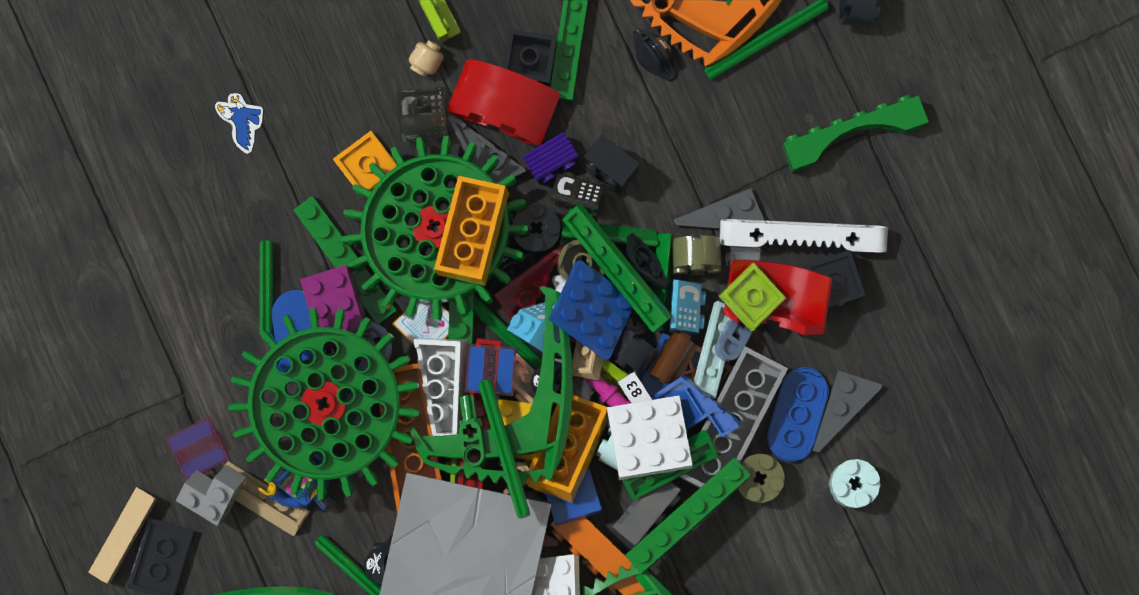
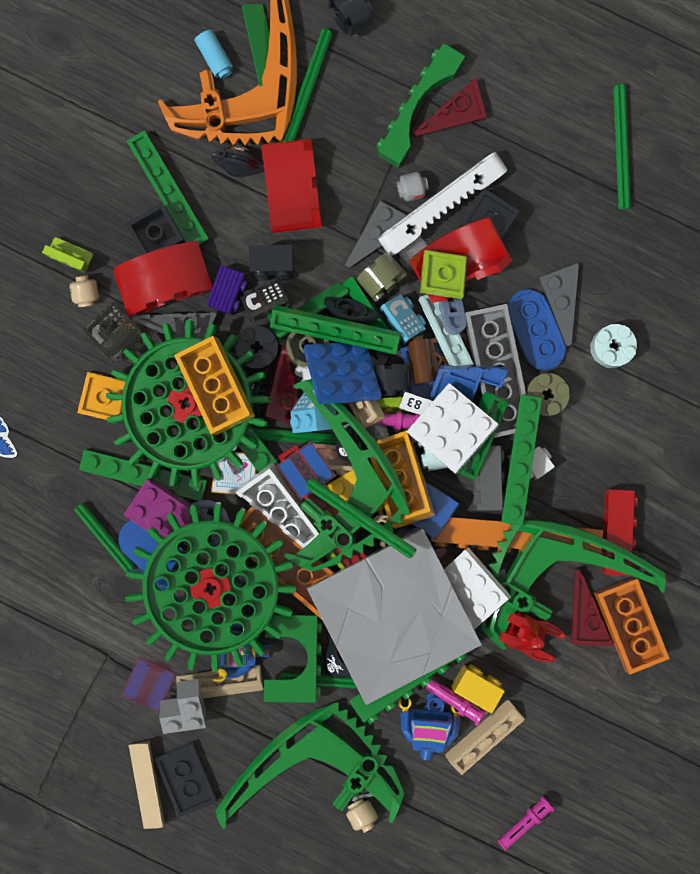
camera: 40 degrees left, 5 degrees up
(332, 560) = (304, 687): none -> green arch
(683, 112) = (290, 185): none -> red panel
(703, 534) = (541, 463): none -> white brick
(789, 198) = (412, 186): none -> light grey head
(887, 166) = (460, 110): none -> dark red wing
(1006, 314) = (622, 153): none -> green axle

